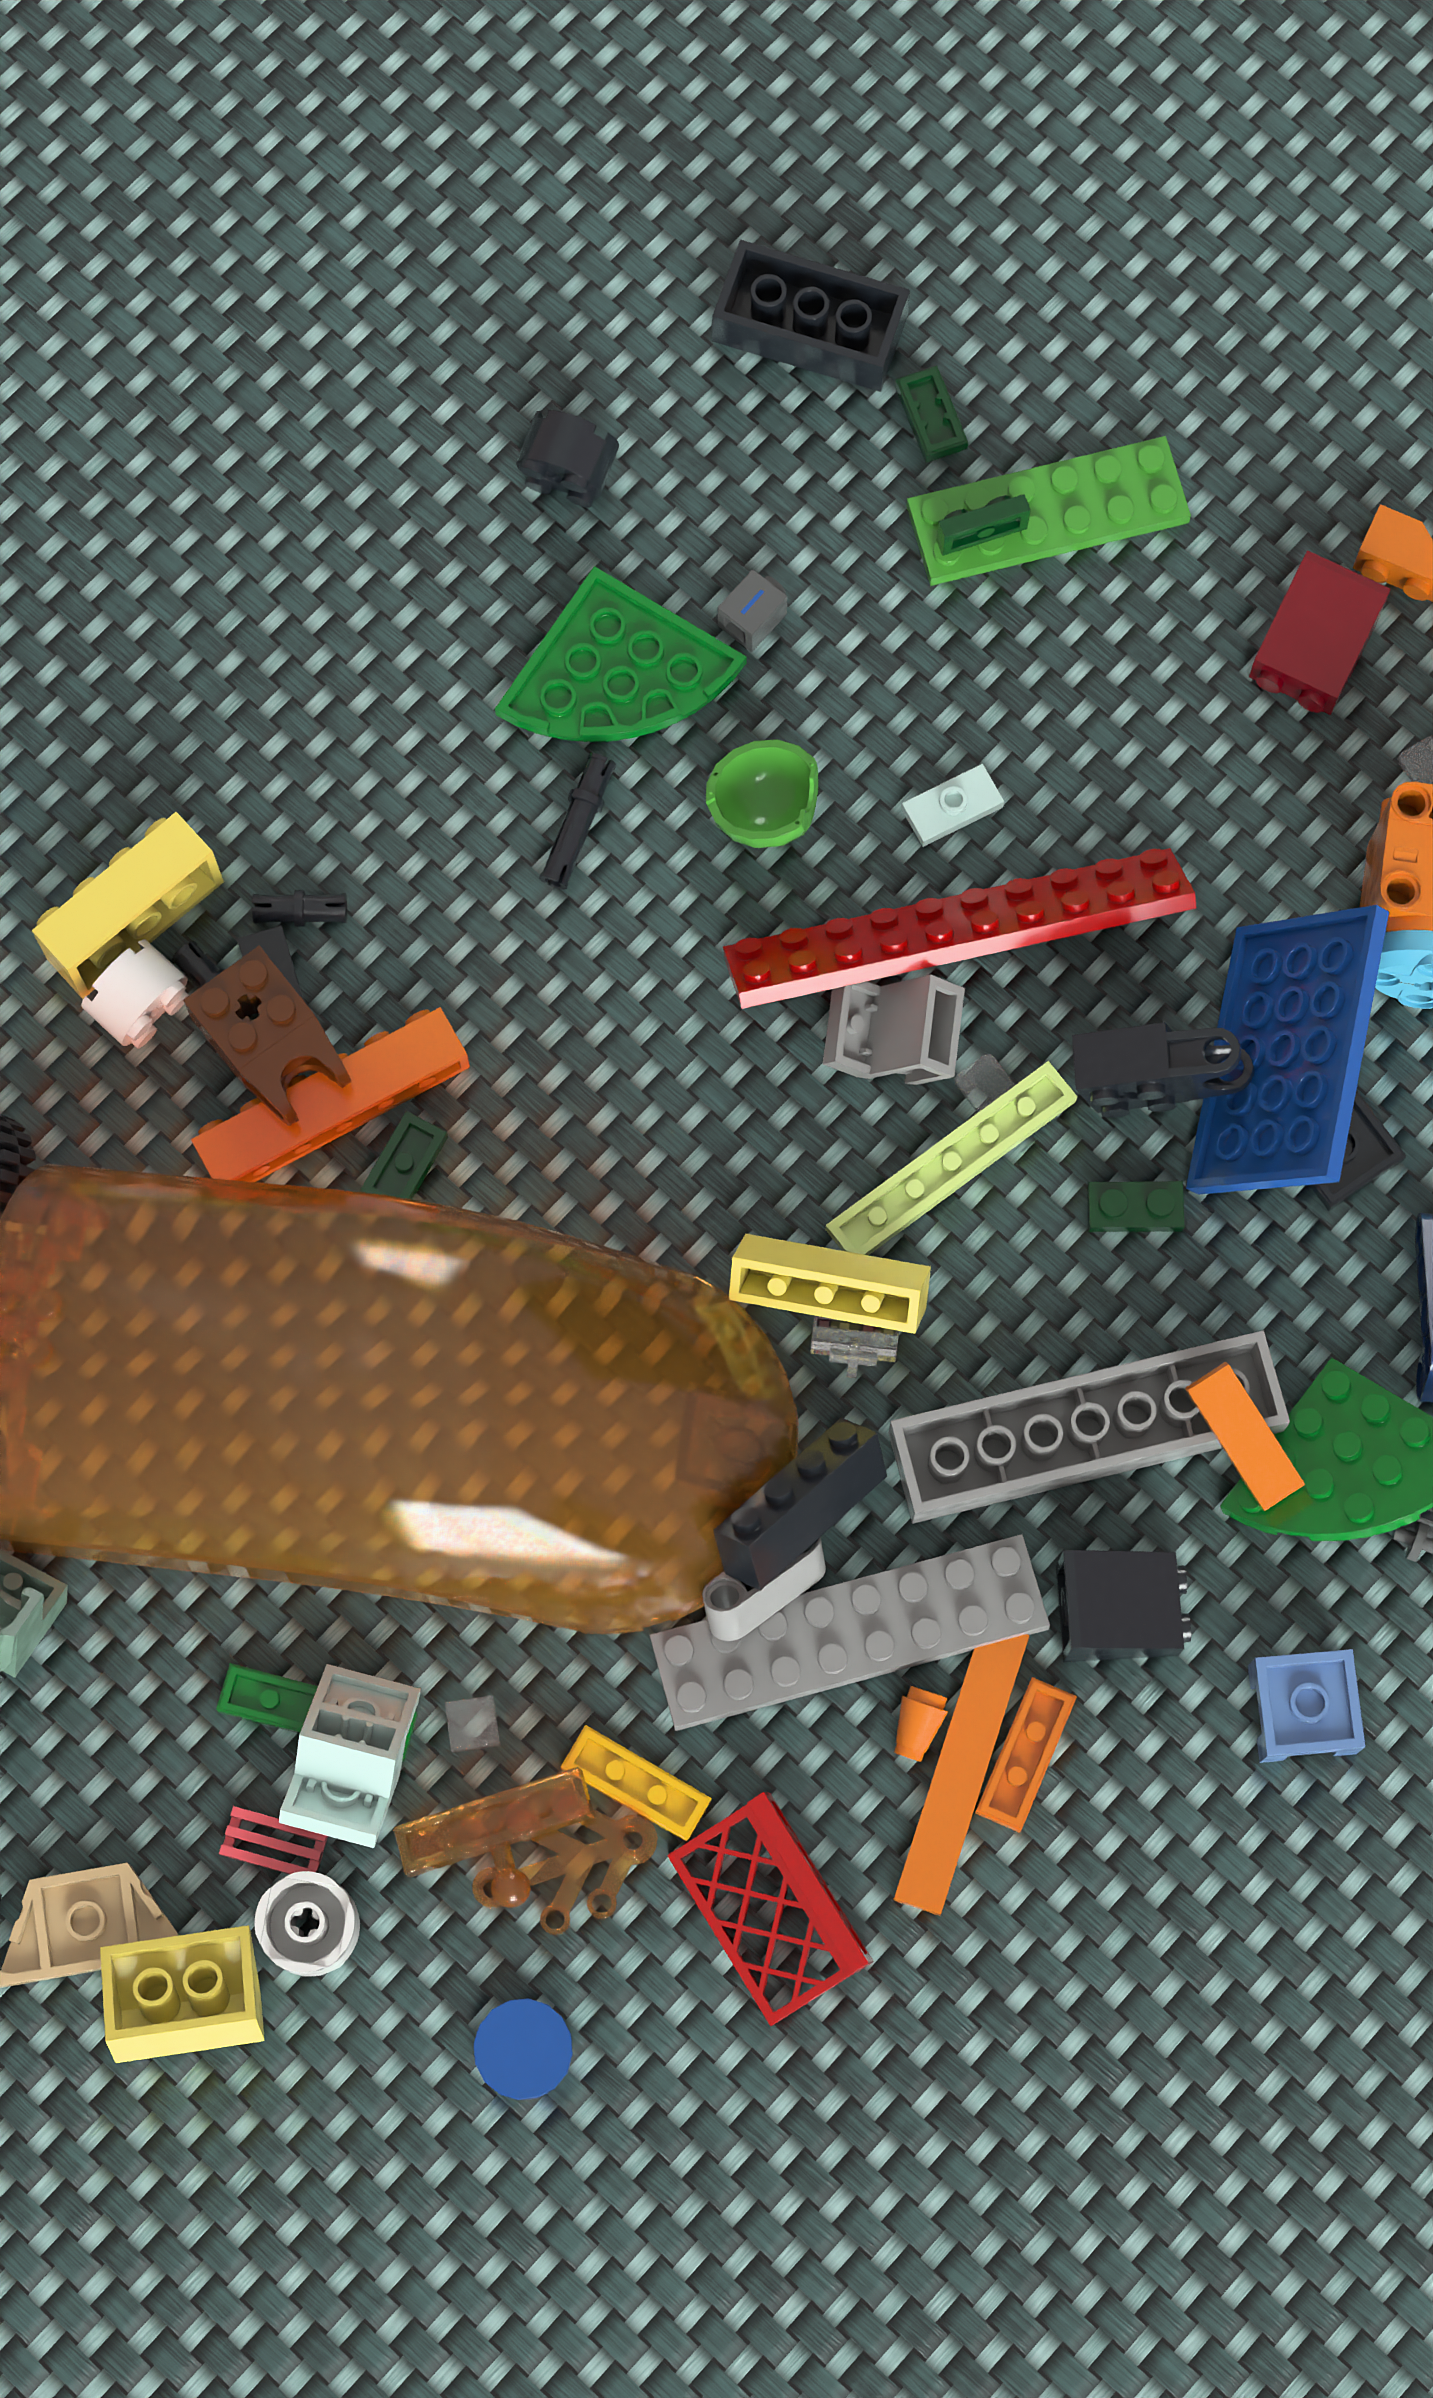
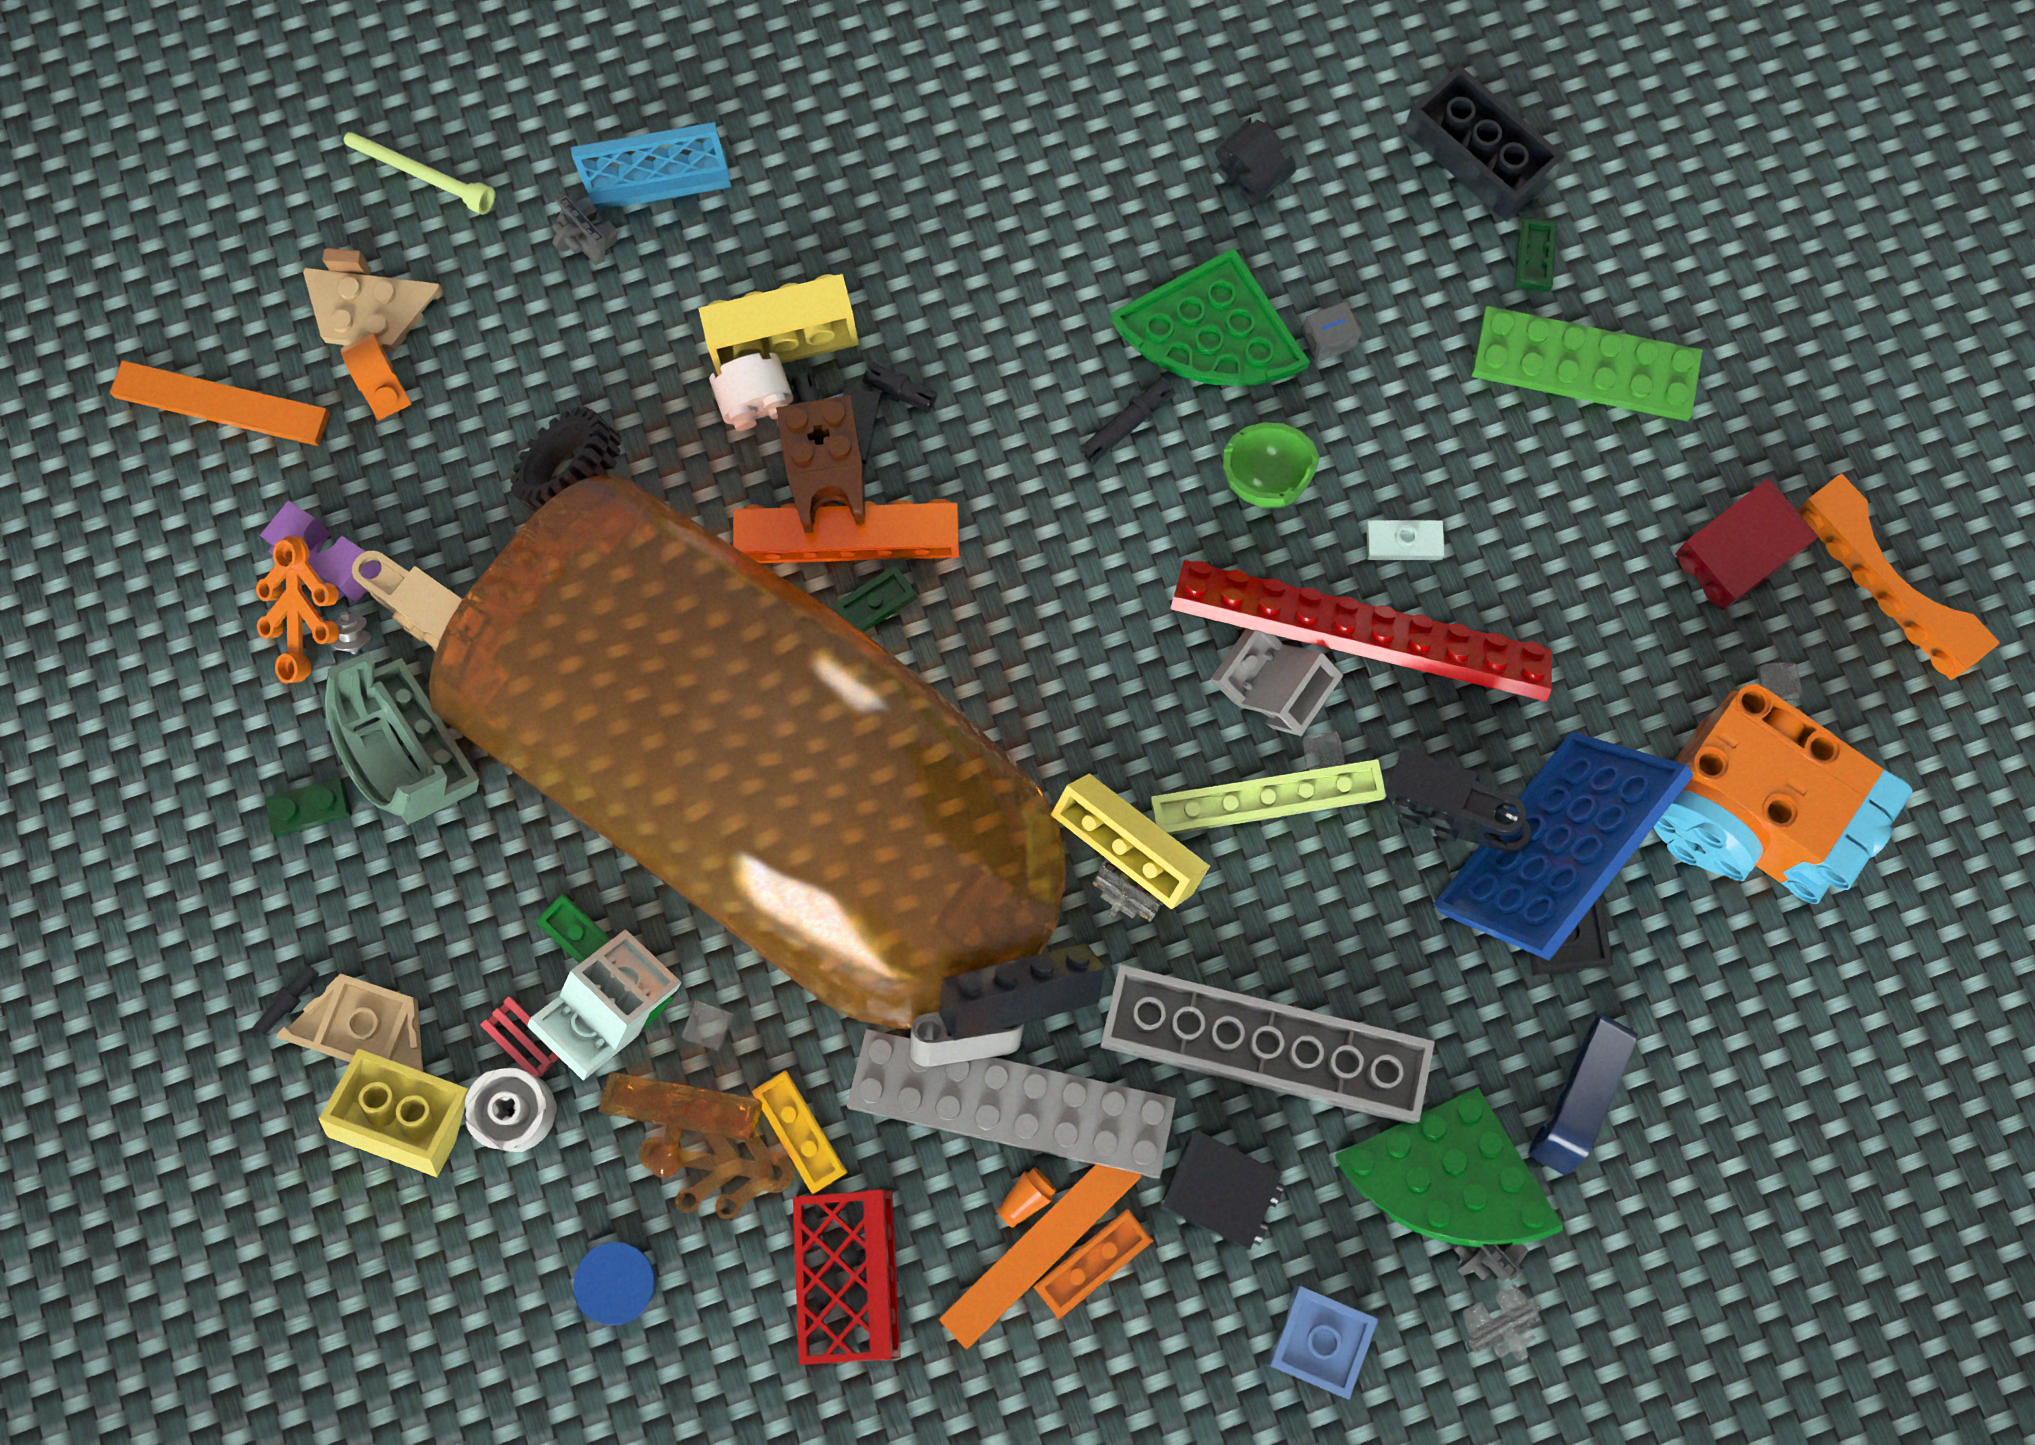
camera: 30 degrees right, 0 degrees up
(995, 520) = (1533, 348): dark green plate -> none
(1135, 1206) = (1388, 899): dark green plate -> none
(1244, 1436) = (1378, 1114): orange tile -> none

